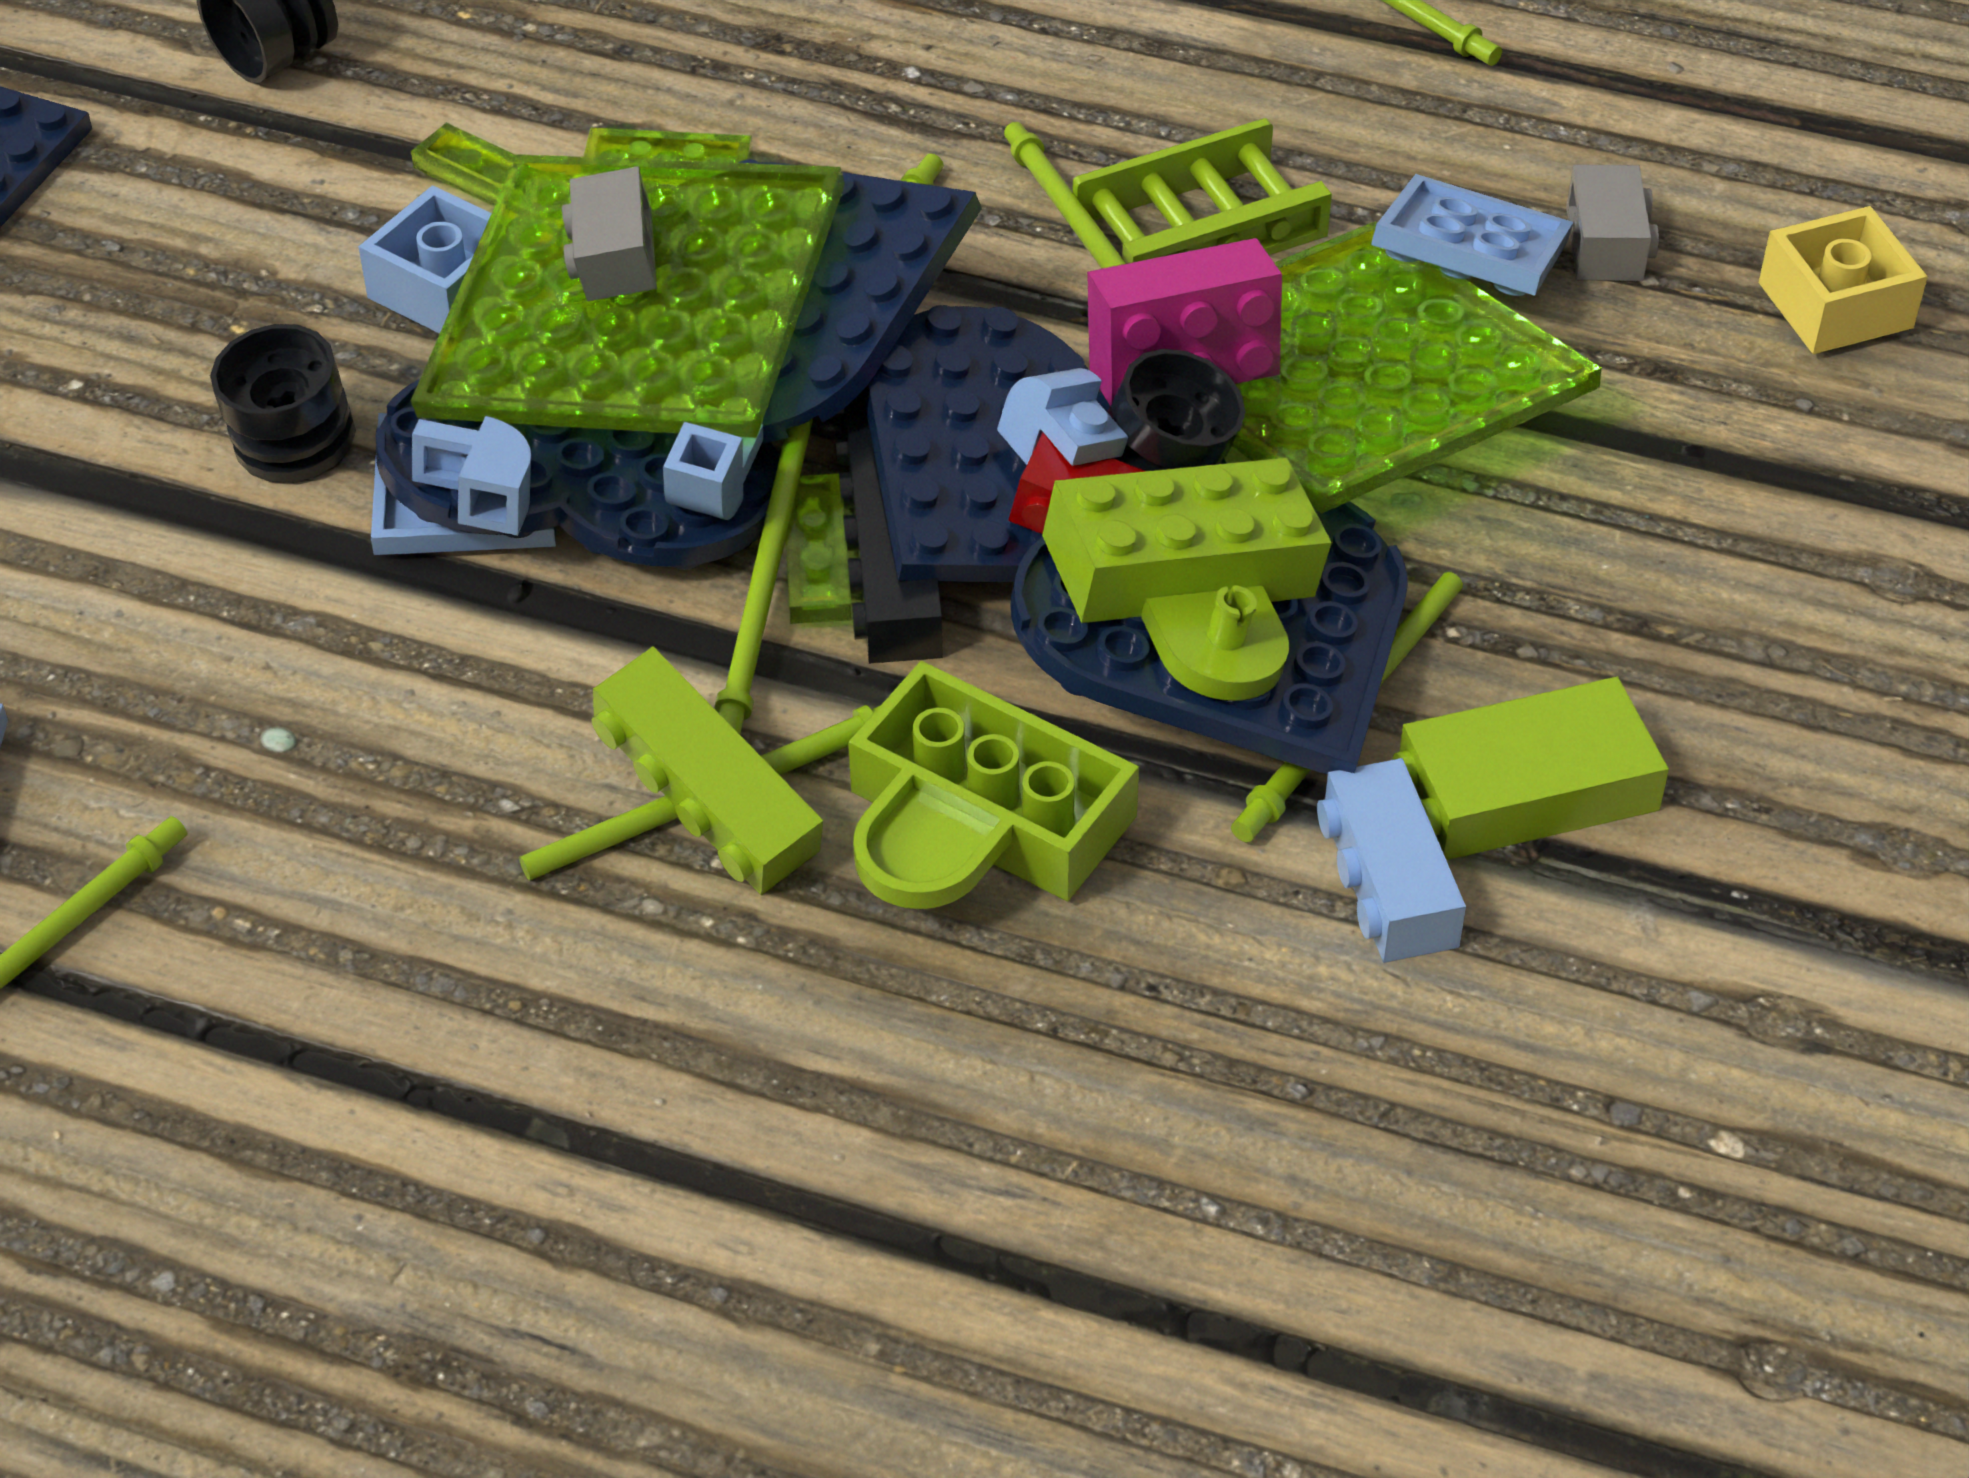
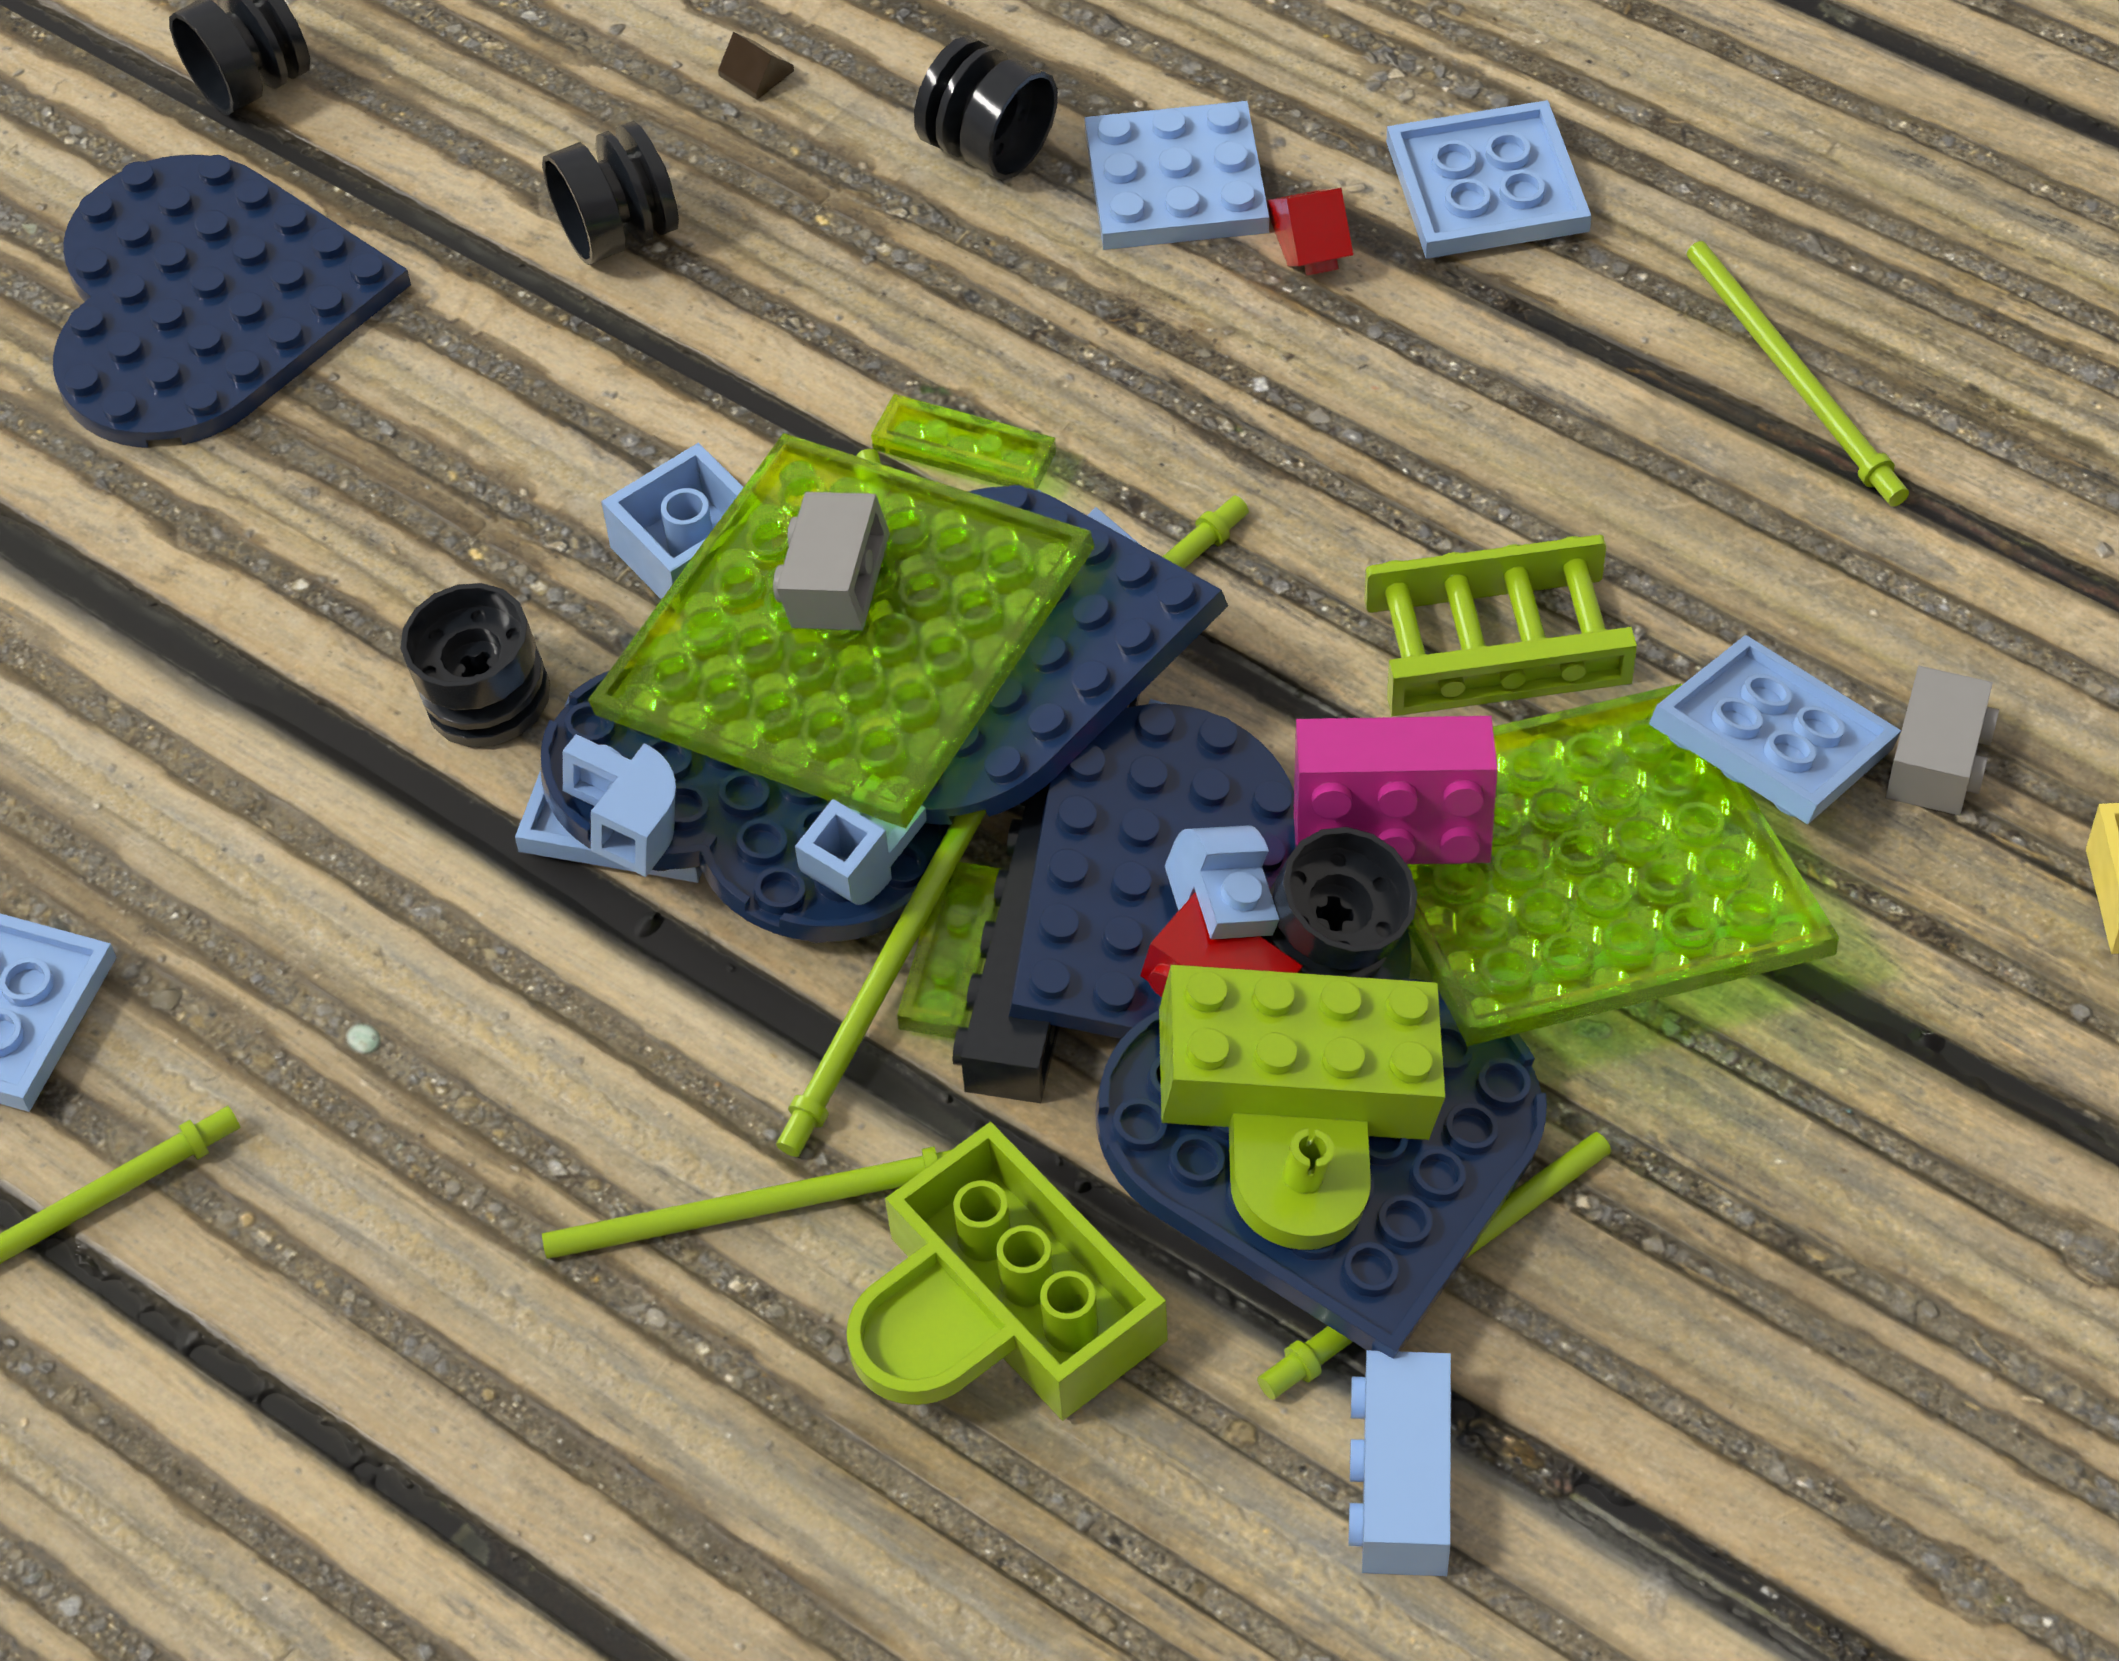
camera: 20 degrees right, 5 degrees up
(464, 162) = (763, 408): clear neon green plate -> none
(706, 771) = (742, 1190): lime brick -> none
(1029, 152) = (1343, 513): lime bar -> none
(1533, 767) = (1591, 1392): lime brick -> none

